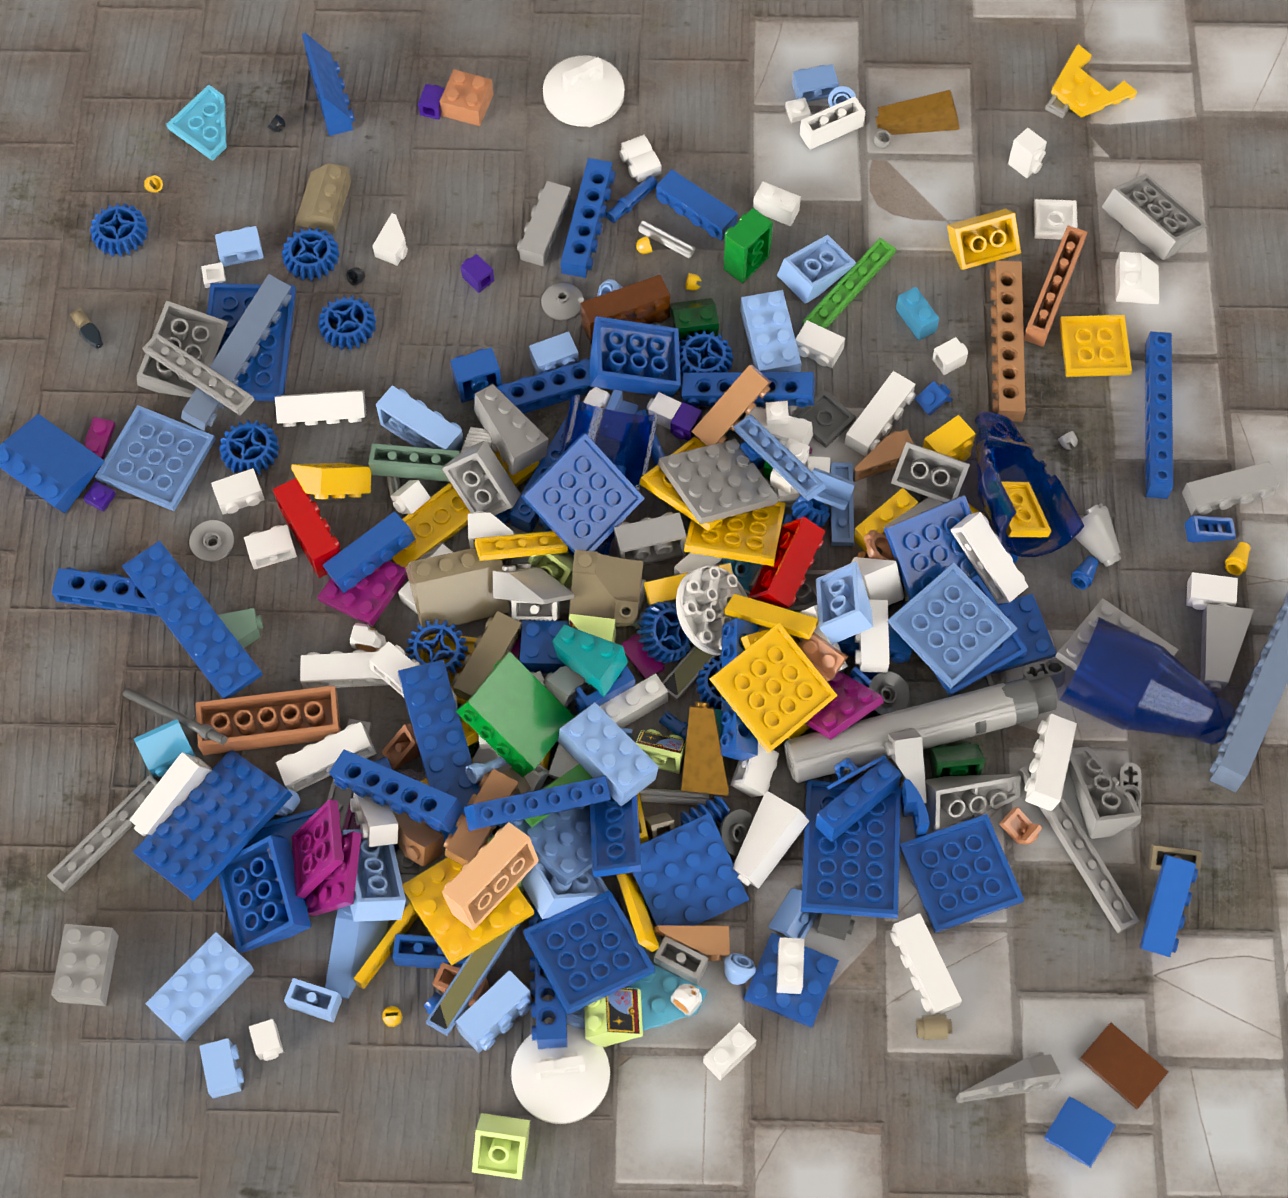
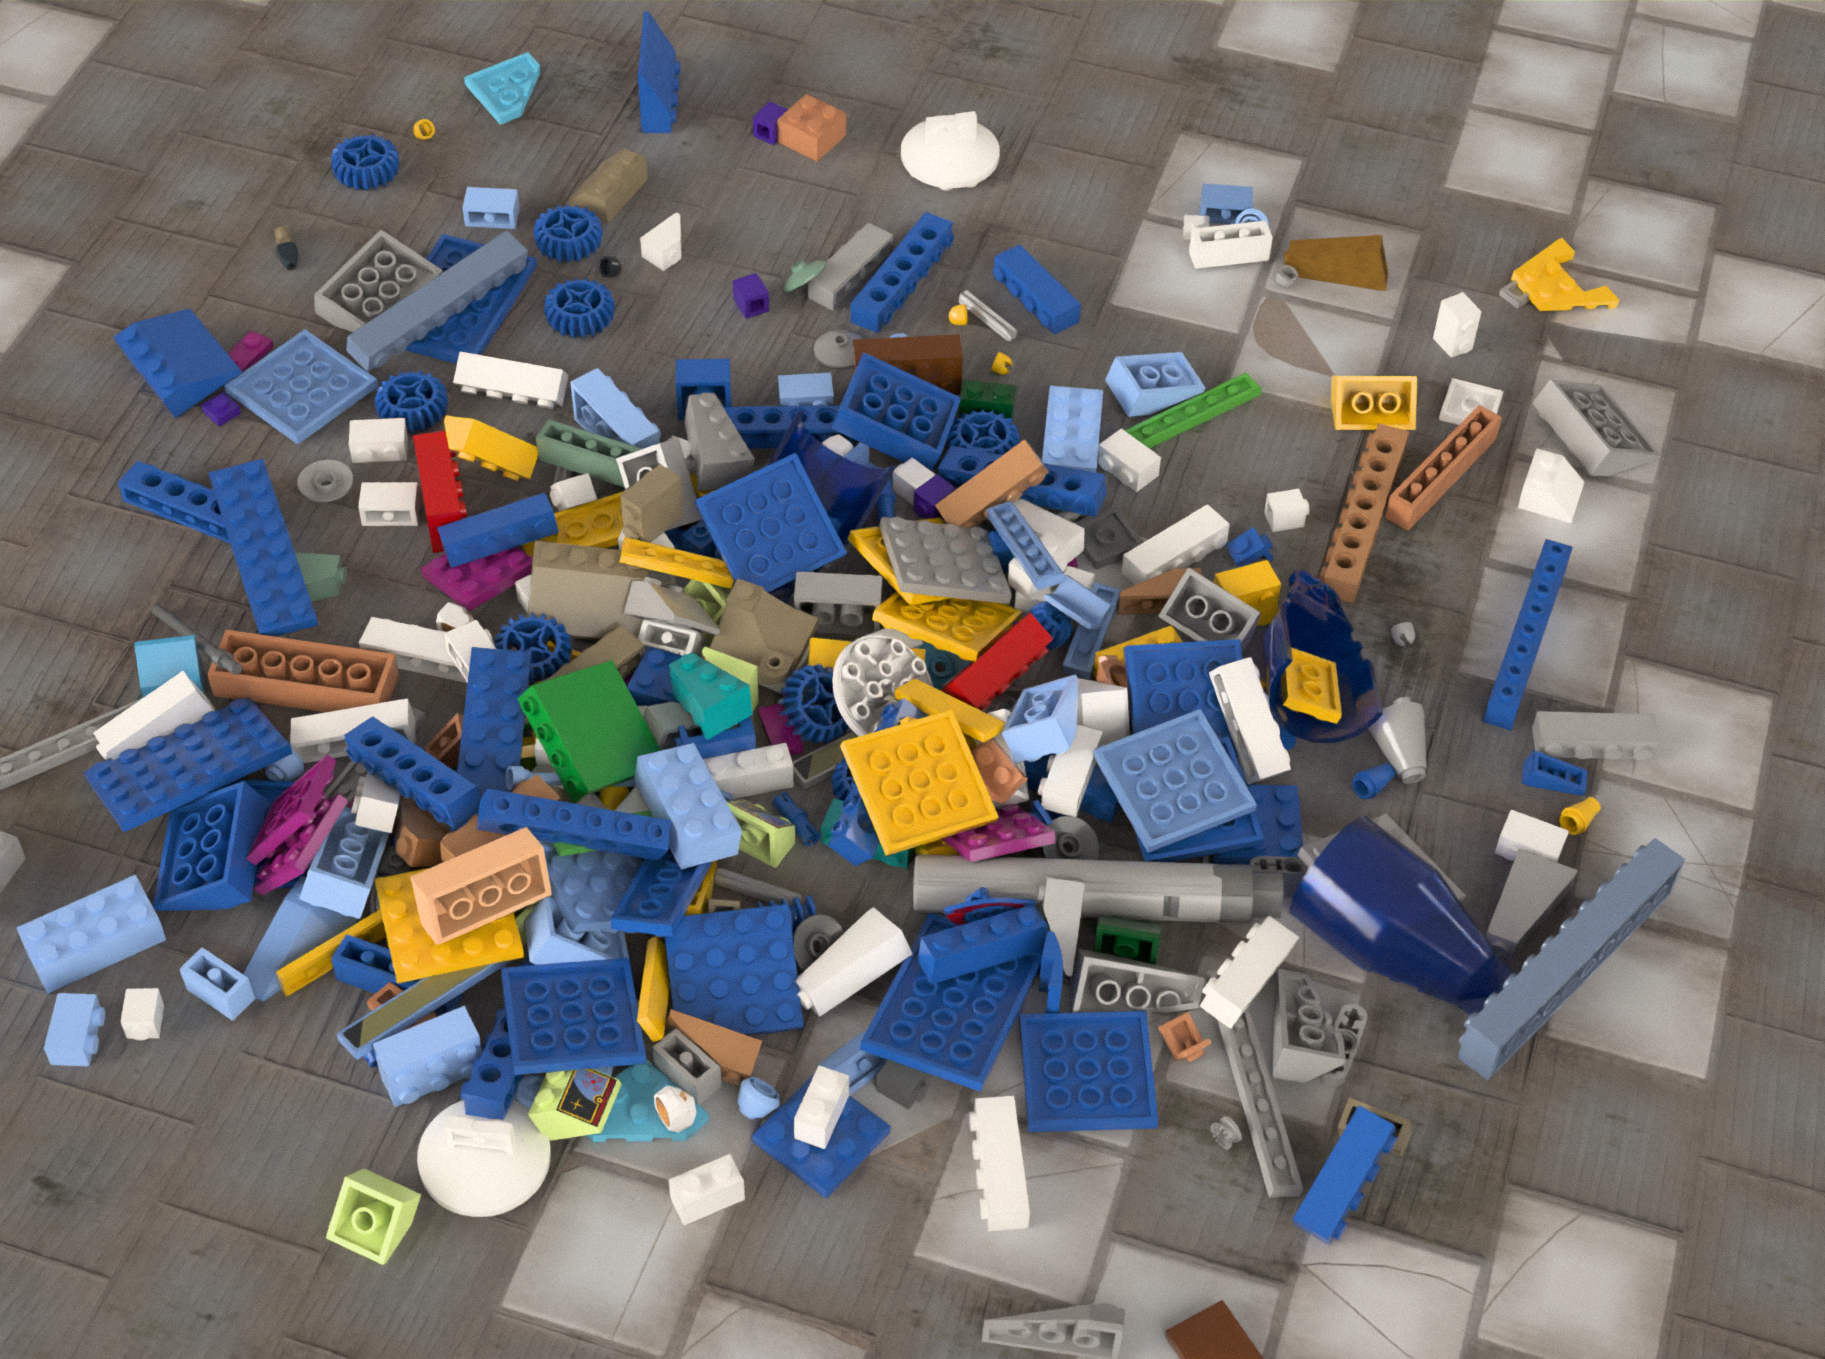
camera: 15 degrees right, 15 degrees down
(198, 374) = (382, 304): light grey tile -> none
(213, 274) = (450, 226): white plate -> none
(274, 124) = (586, 104): black hinge -> none
(392, 1021) = (304, 1037): yellow hinge -> none
(488, 506) = (652, 504): none -> dark tan brick
(513, 243) = (803, 273): none -> sand green dish
(625, 204) = (952, 270): blue pin -> none
(640, 158) = (989, 230): white brick -> none
(703, 760) = (804, 858): pearl gold slope -> none
(747, 245) = (1077, 334): green brick -> none
(755, 773) = (868, 882): white brick -> none
(777, 203) = (1132, 308): white brick -> none
(777, 413) = (1045, 509): white plate -> none
(917, 313) = (1261, 456): dark azure brick -> none
(933, 1027) = (983, 1237): dark tan brick -> none
(1072, 892) = (1226, 1132): none -> light grey bush
(1095, 345) = (1473, 544): yellow plate -> none

